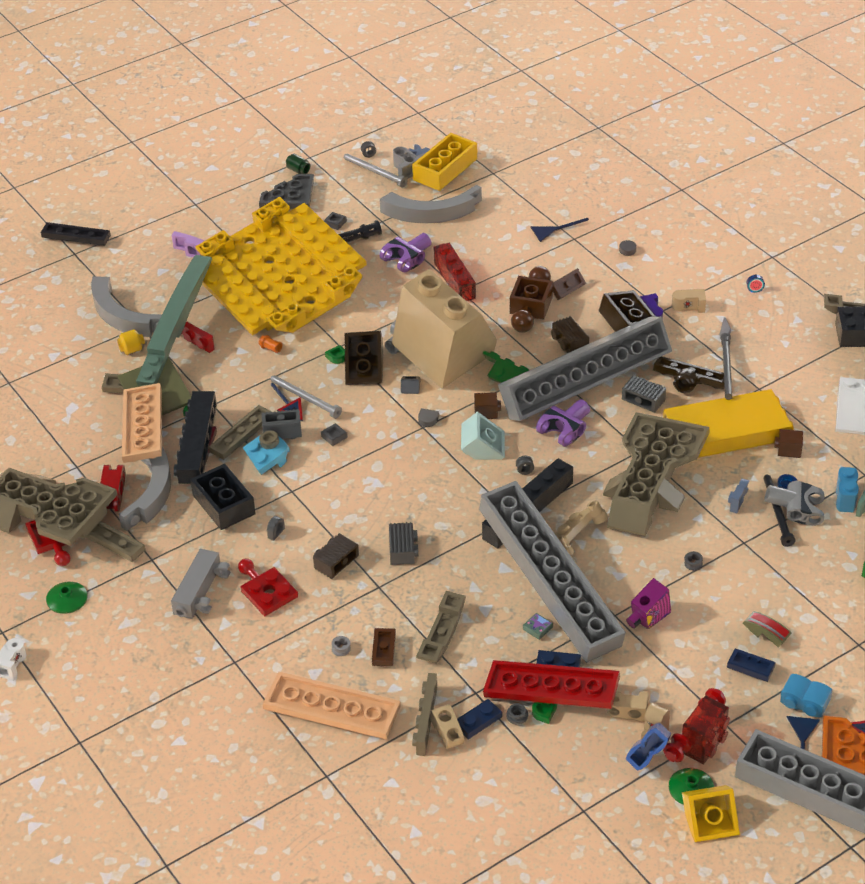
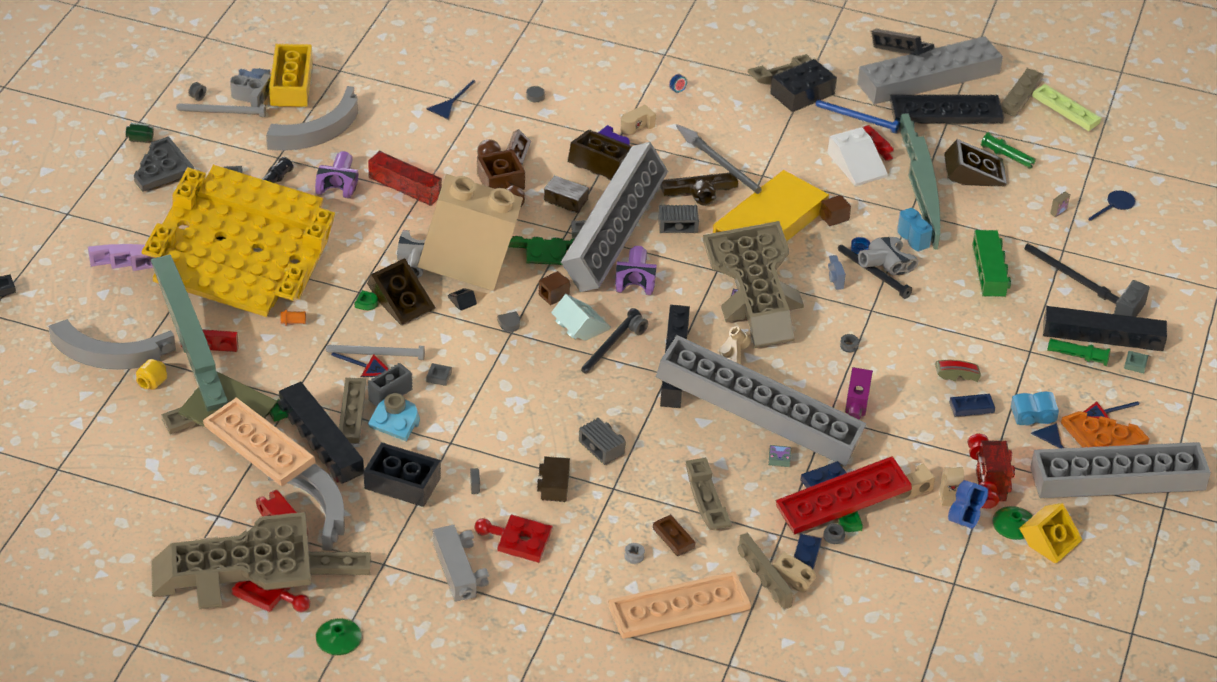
camera: 40 degrees left, 0 degrees up
(488, 469) = (610, 341): none -> black bar

